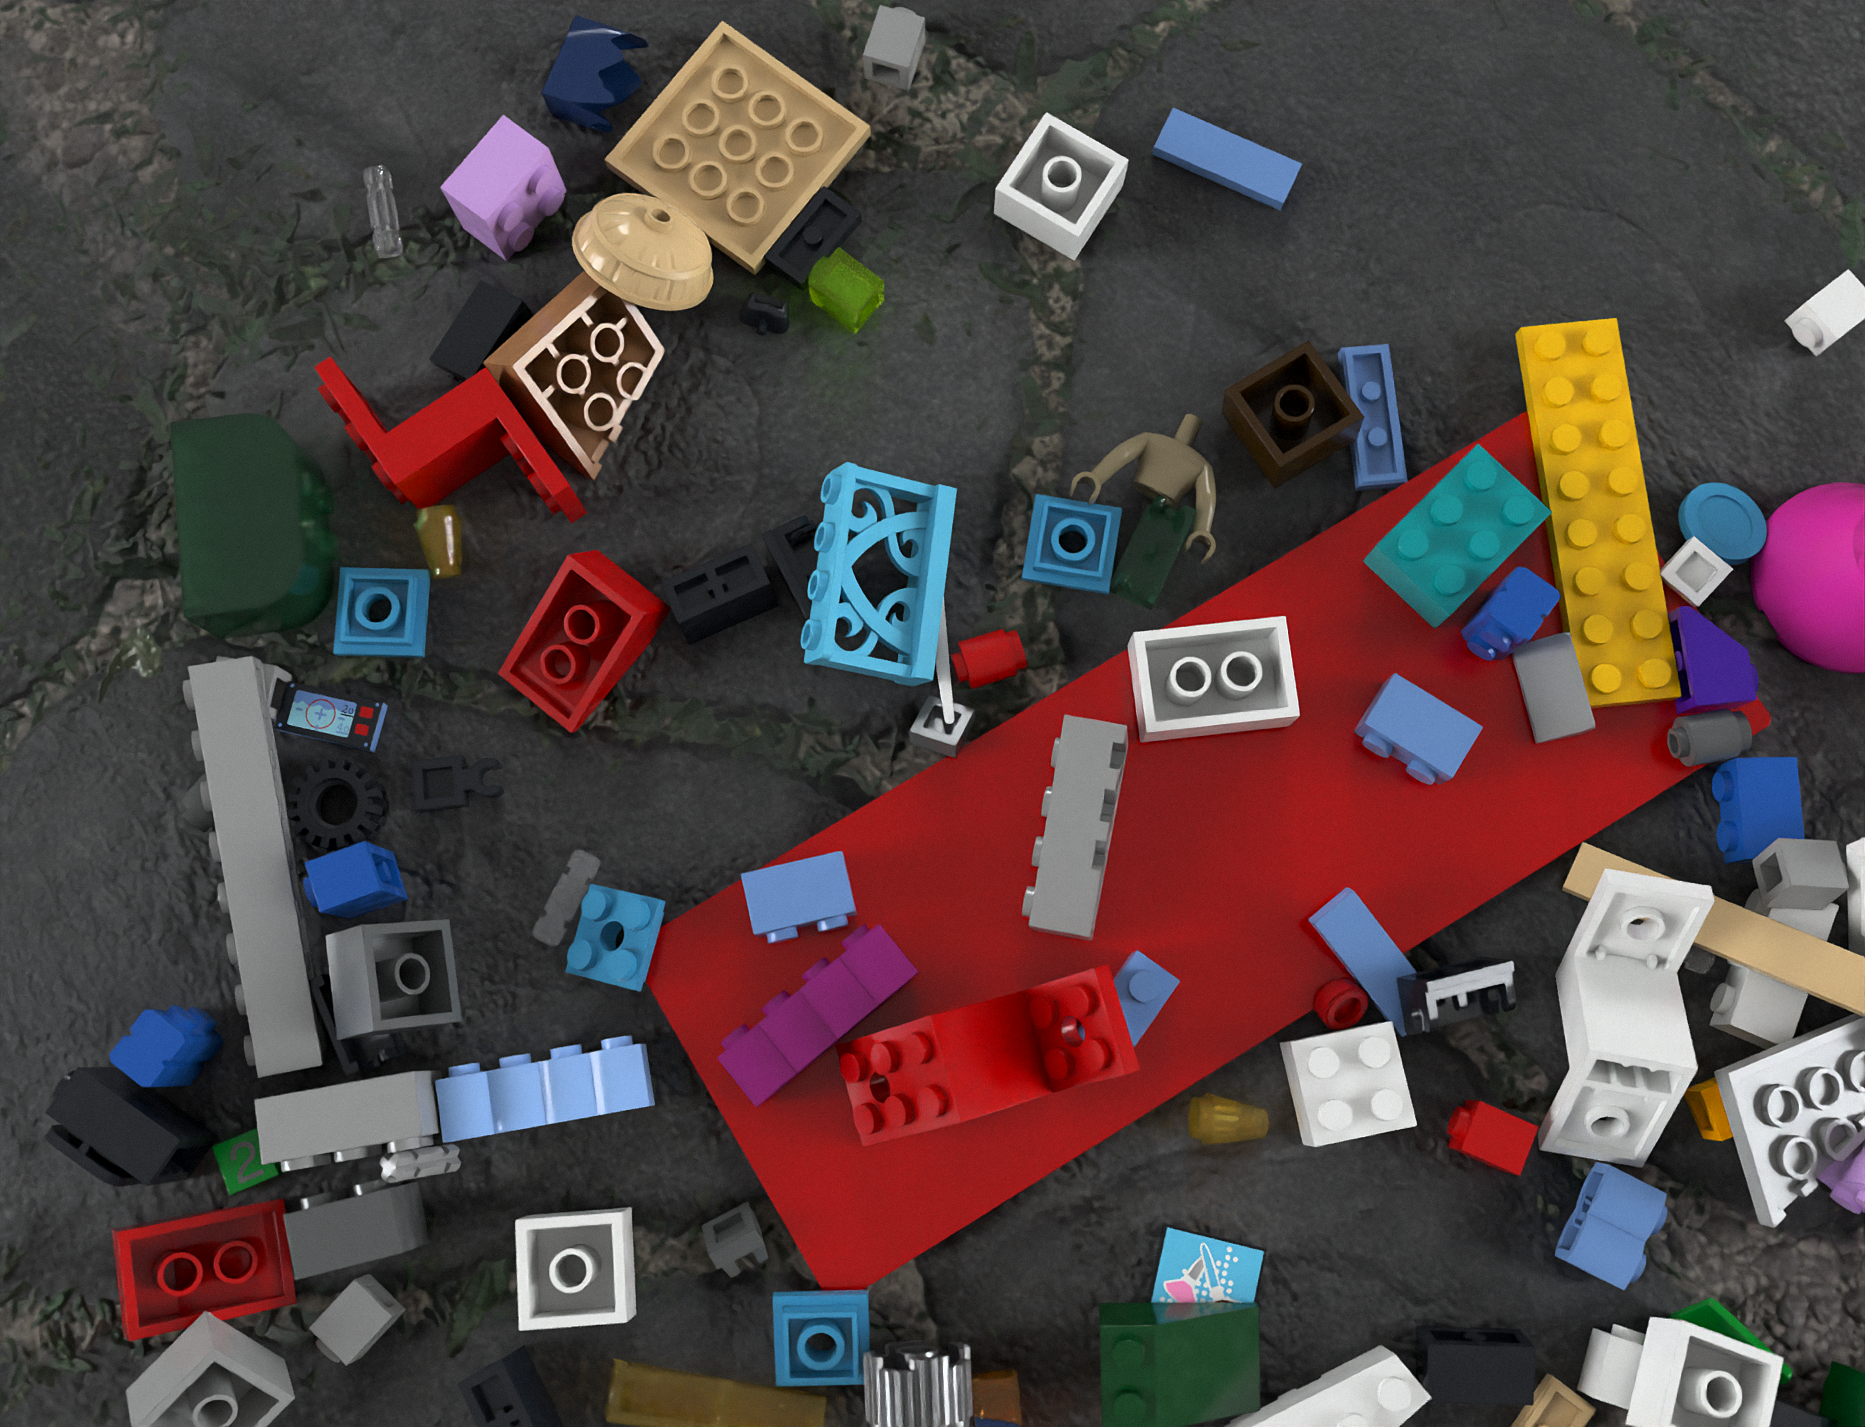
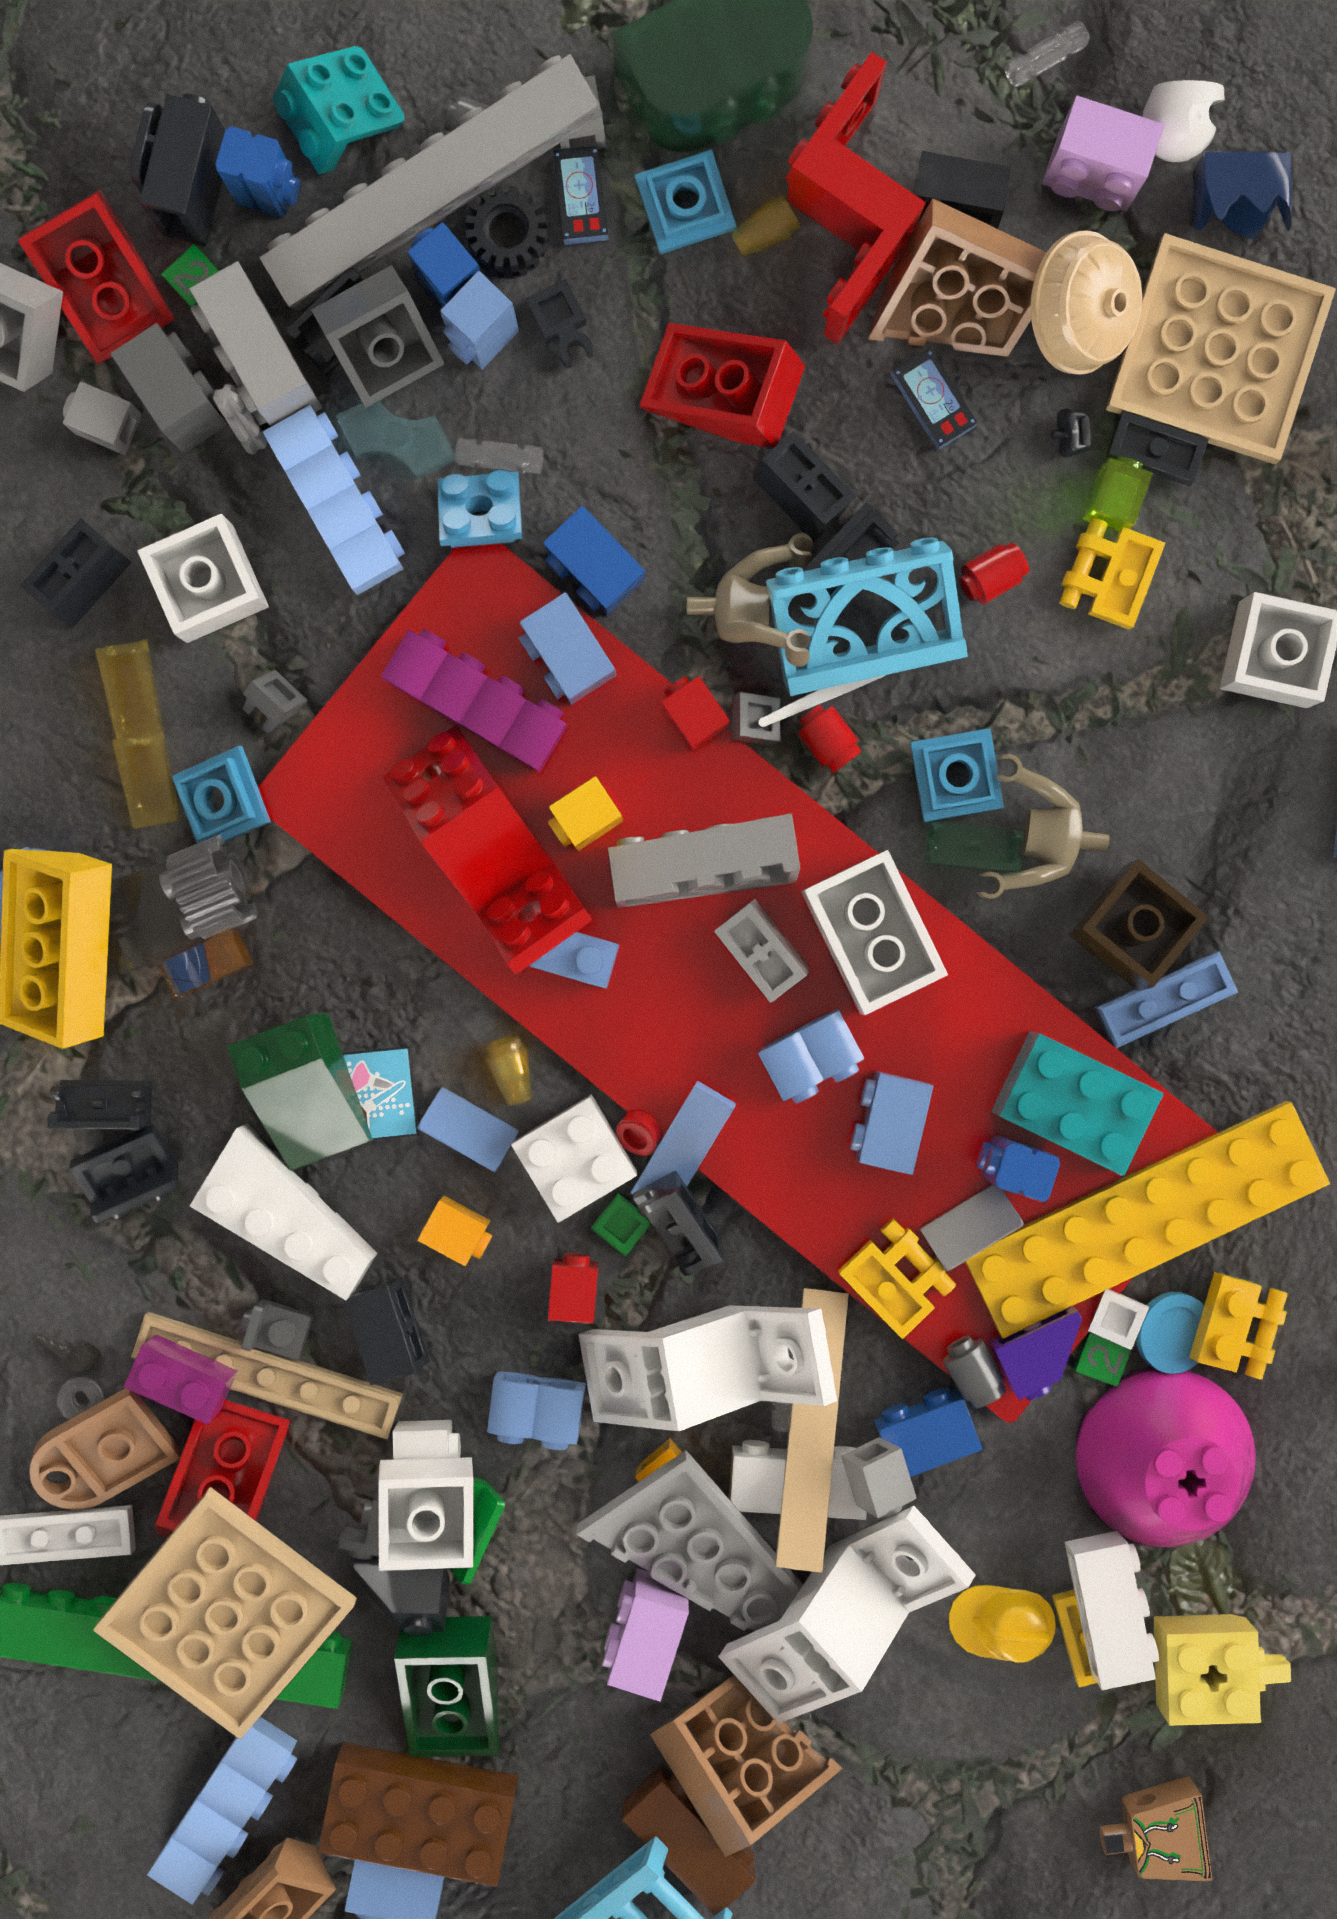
camera: 70 degrees right, 10 degrees up
(129, 940) = (334, 103): none -> teal bracket
(420, 865) = (479, 321): none -> medium blue brick
(494, 94) = (1184, 111): none -> white helmet
(518, 982) = (413, 442): none -> clear light blue tile
(679, 435) = (933, 398): none -> tile
(715, 837) = (593, 562): none -> blue brick
(822, 697) = (743, 607): none -> dark tan piece
(879, 436) = (993, 573): none -> red brick
(914, 785) = (694, 711): none -> red brick
(931, 312) = (1125, 577): none -> yellow plate
(986, 937) = (584, 815): none -> yellow brick
(1192, 801) = (762, 950): none -> light grey hinge
(1277, 1191) = (468, 1129): none -> medium blue slope
(1319, 790) = (811, 1055): none -> medium blue brick
(1387, 1245) = (456, 1231): none -> light orange brick
(1433, 1059) = (621, 1224): none -> green tile
(1589, 799) = (887, 1288): none -> yellow plate
(1728, 468) = (1227, 1321): none -> yellow plate
(1730, 605) = (1101, 1359): none -> green tile

